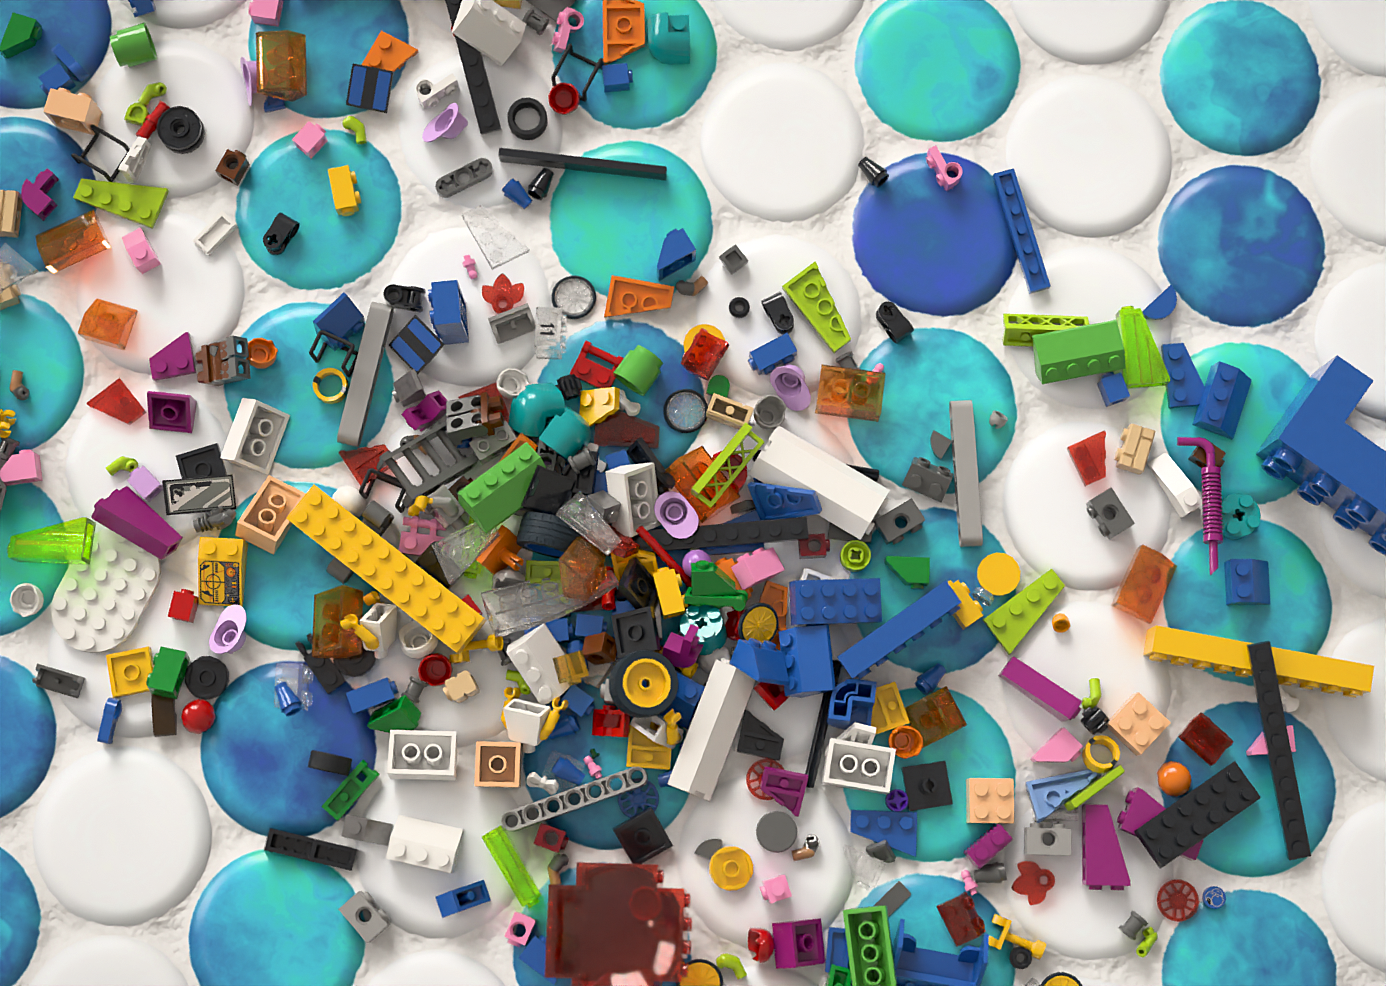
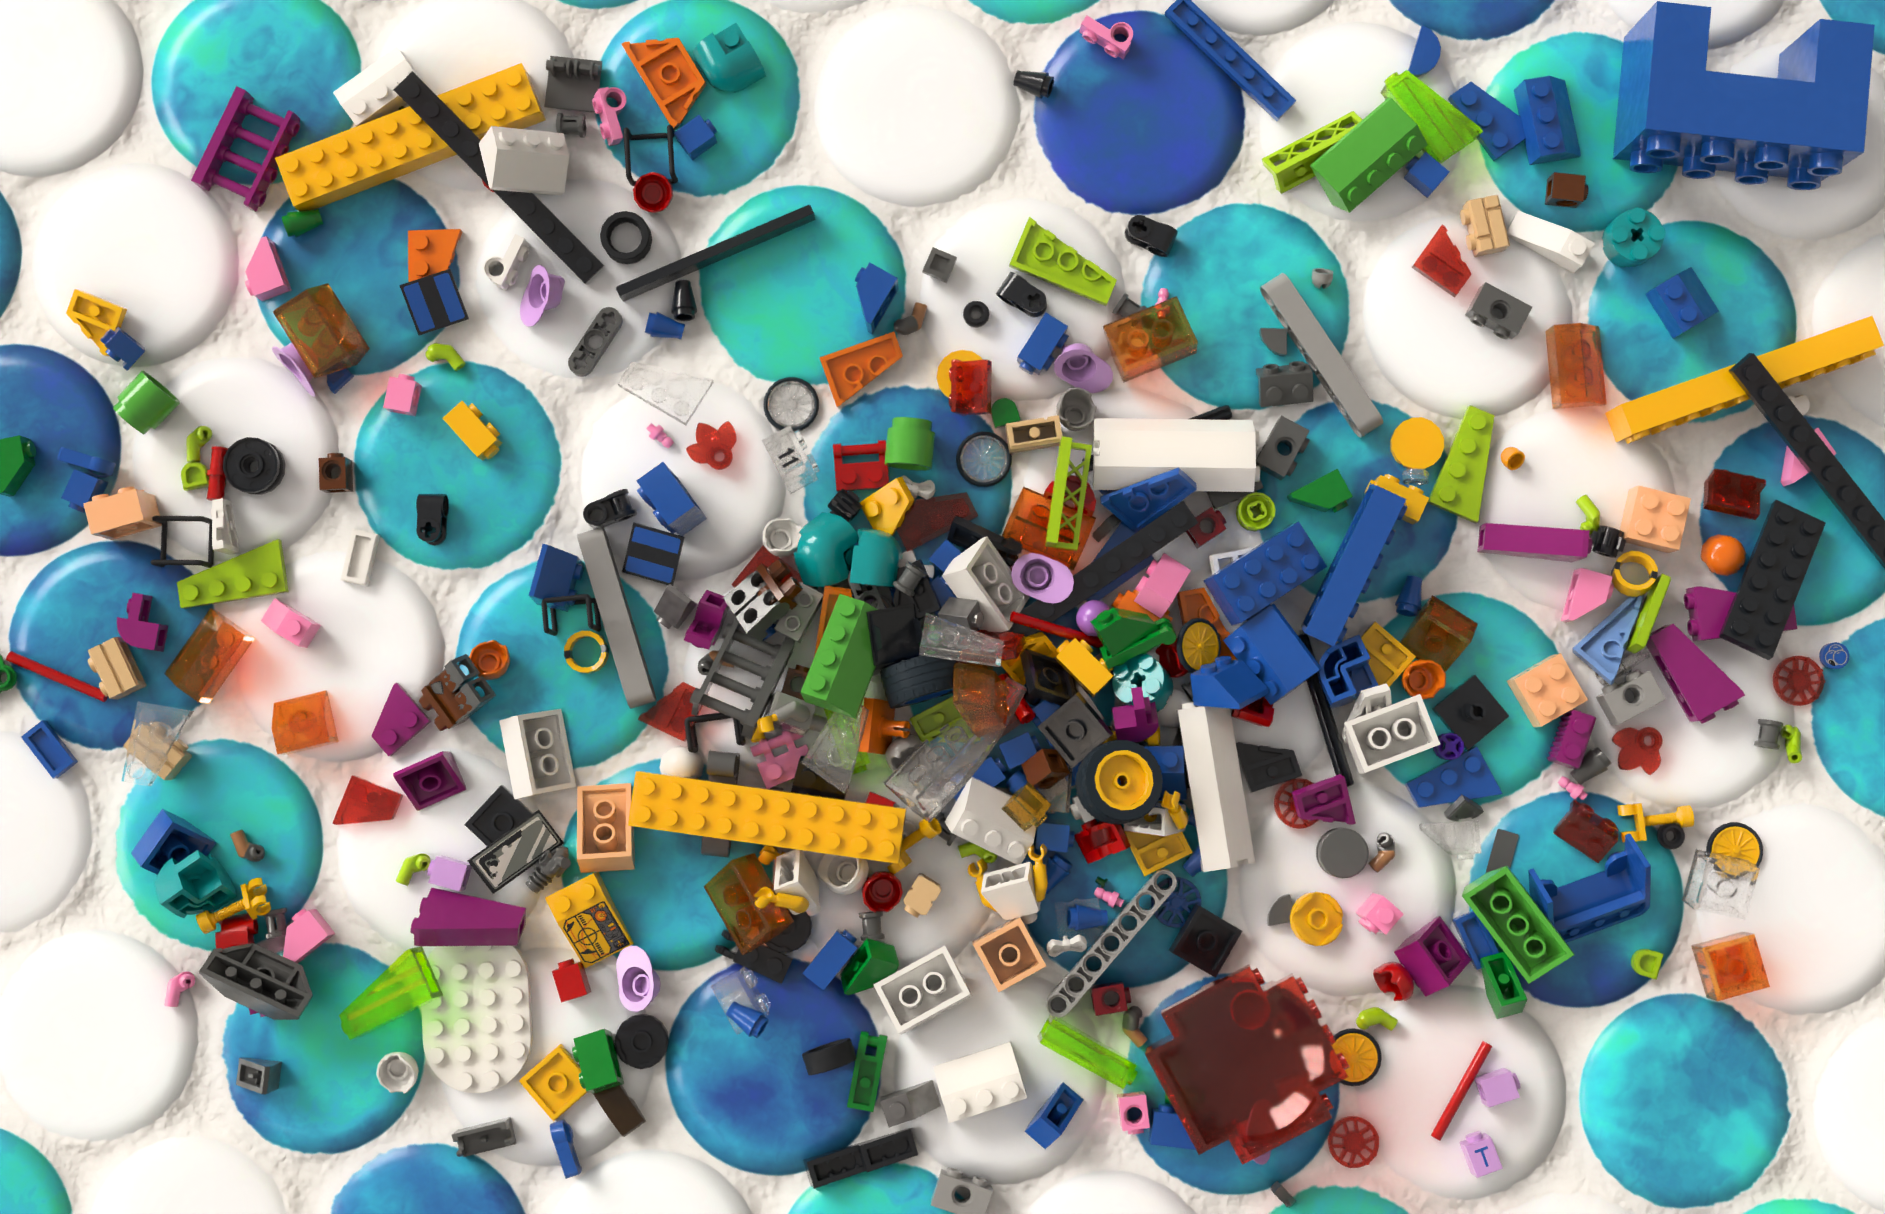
camera: 25 degrees left, 5 degrees up
(198, 716) = (657, 1087): red hair -> none
(512, 323) = (743, 471): light grey hinge -> none
(1211, 498) = (1600, 234): magenta piece -> none

